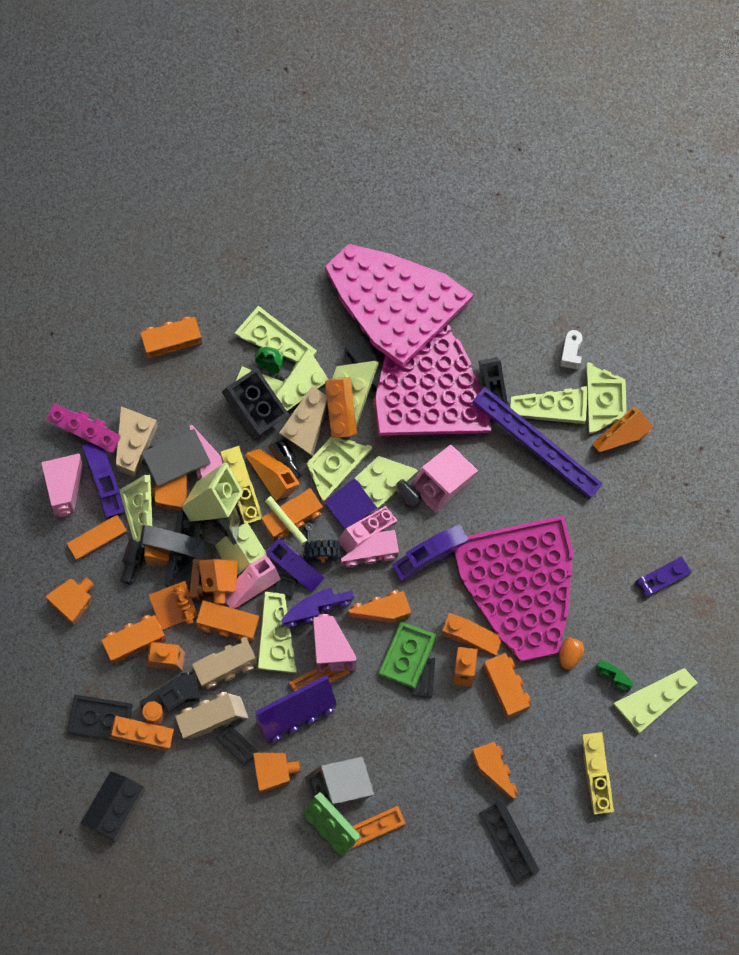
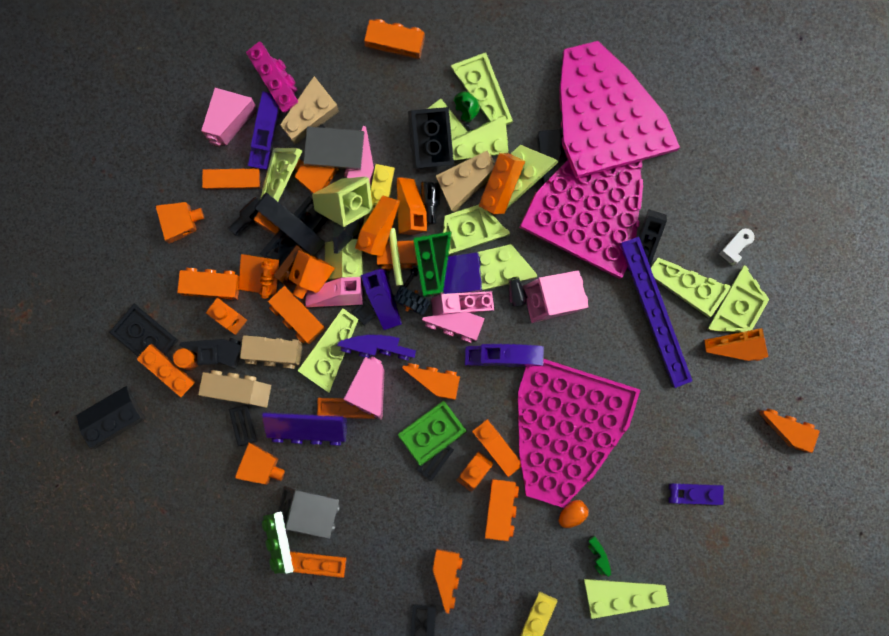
camera: 40 degrees right, 10 degrees up
(256, 502) = (377, 228): none -> orange slope
(321, 505) = (432, 261): none -> green wedge
(713, 479) = (794, 434): none -> orange slope

